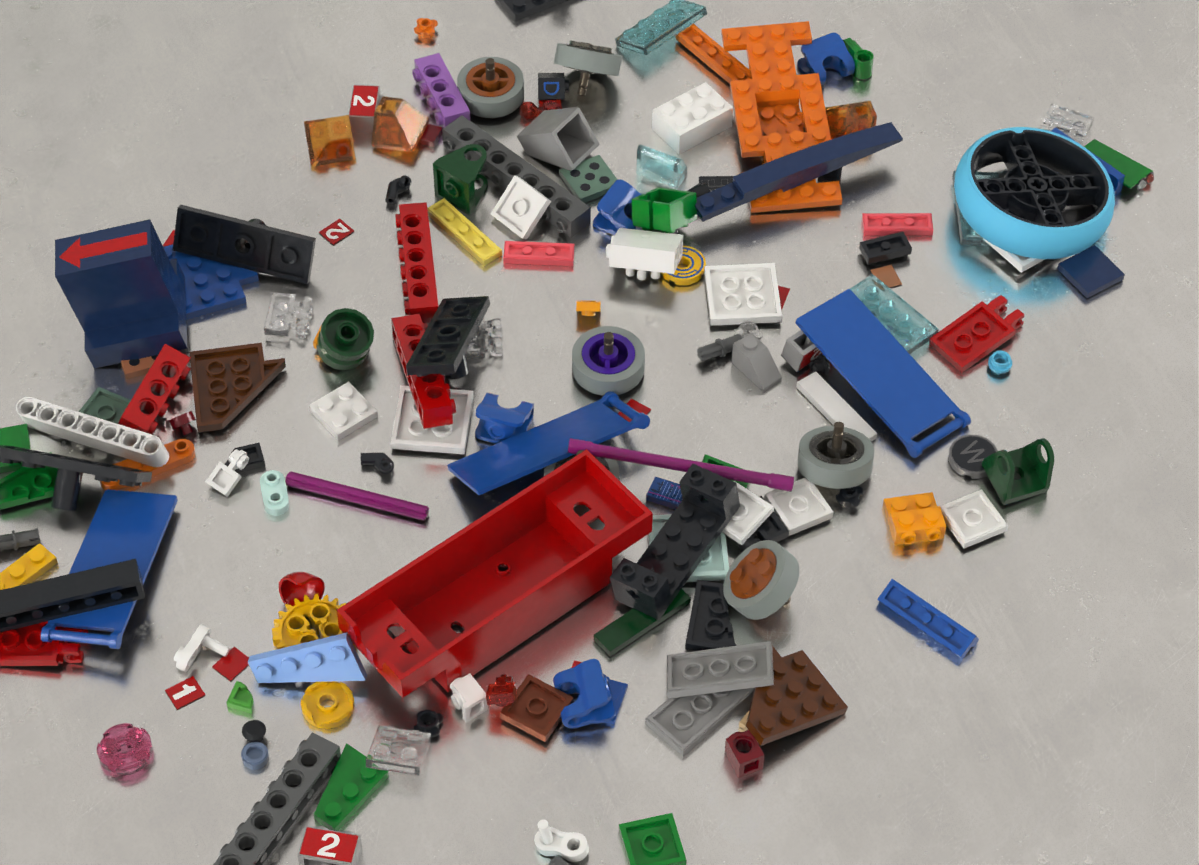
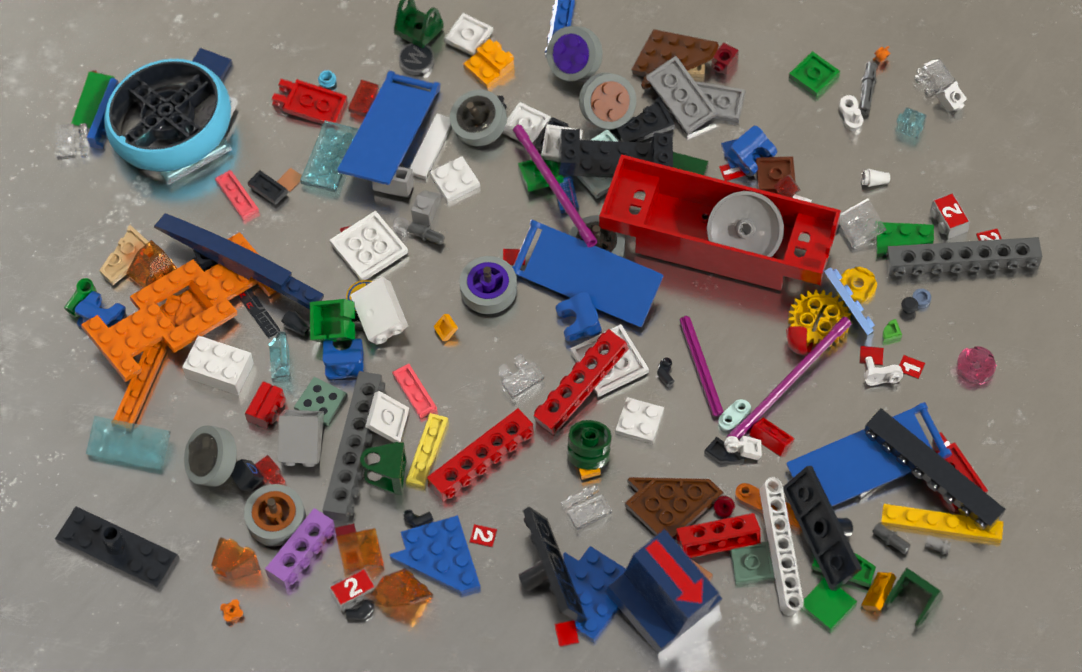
camera: 120 degrees left, 10 degrees up
(223, 512) = (771, 436): none -> red slope
(277, 623) = (836, 331): none -> magenta piece
(340, 107) = (362, 612): none -> black arm
(344, 190) = (439, 554): none -> blue wing
(448, 338) = (534, 376): black plate -> none
(449, 807) = (873, 177): none -> white cone
(468, 596) = (746, 223): none -> light grey dish
(469, 42) = (233, 560): none -> clear orange slope
(617, 133) = (265, 405): none -> red brick
(775, 409) = (455, 179): none -> white plate
(856, 586) = (574, 53): none -> wheel
(885, 106) = (121, 259): none -> tan wing
(949, 379) = (363, 98): none -> clear red plate

